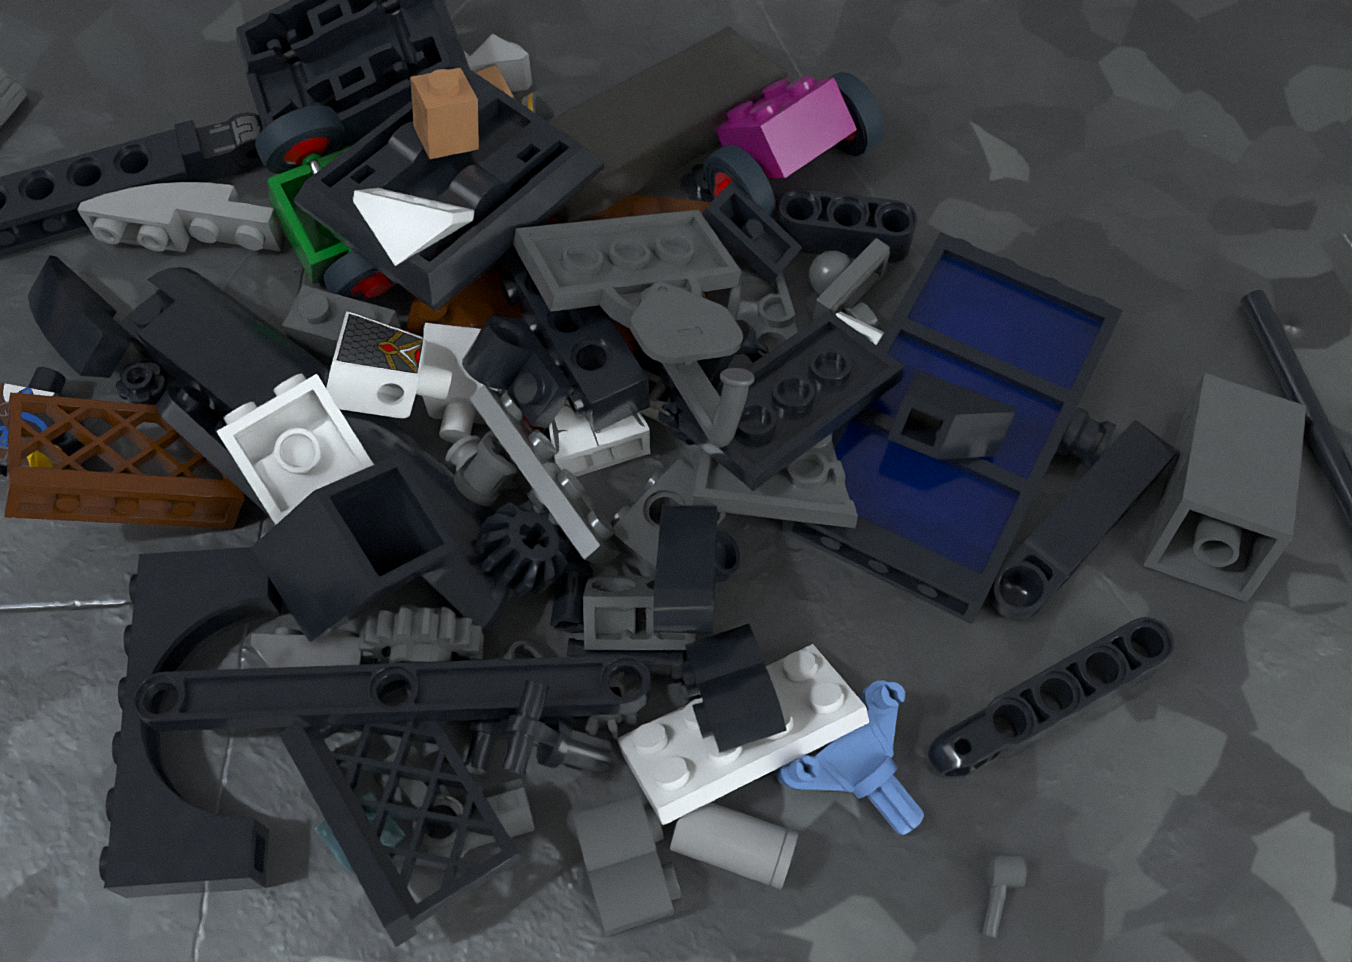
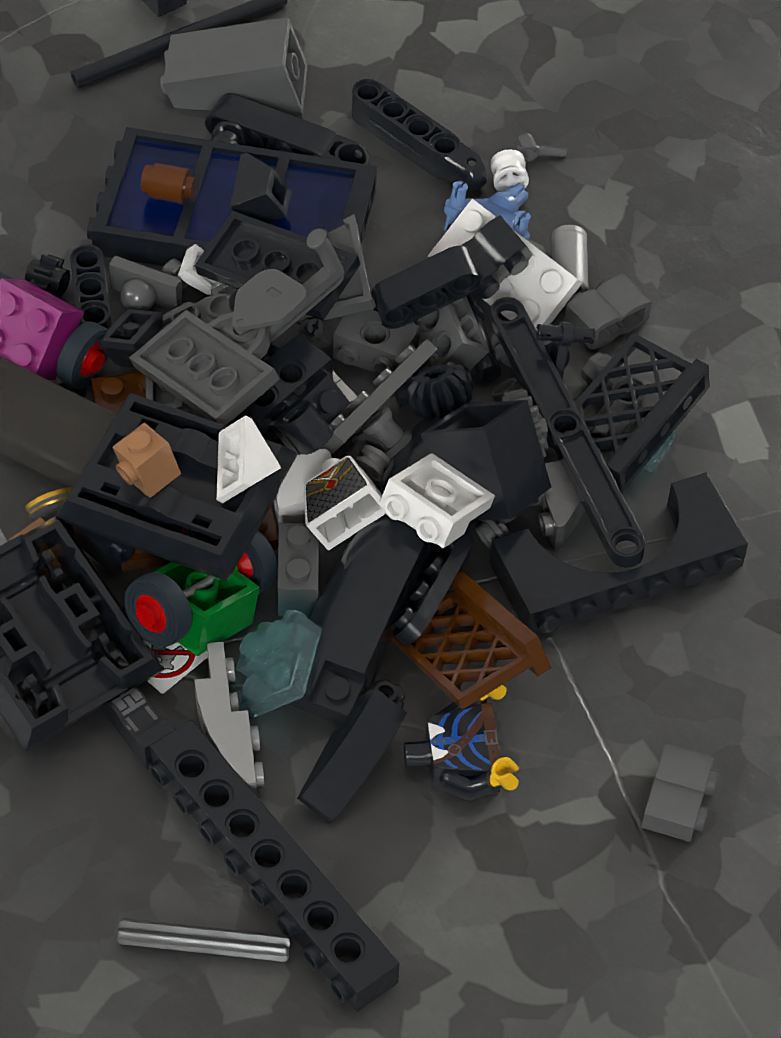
camera: 110 degrees left, 10 degrees down
(215, 268) = (277, 662): none -> clear light blue plate
(887, 180) = (48, 274): none -> black gear
(955, 817) = (508, 169): none -> white wheel
(988, 316) = (168, 183): none -> reddish brown brick

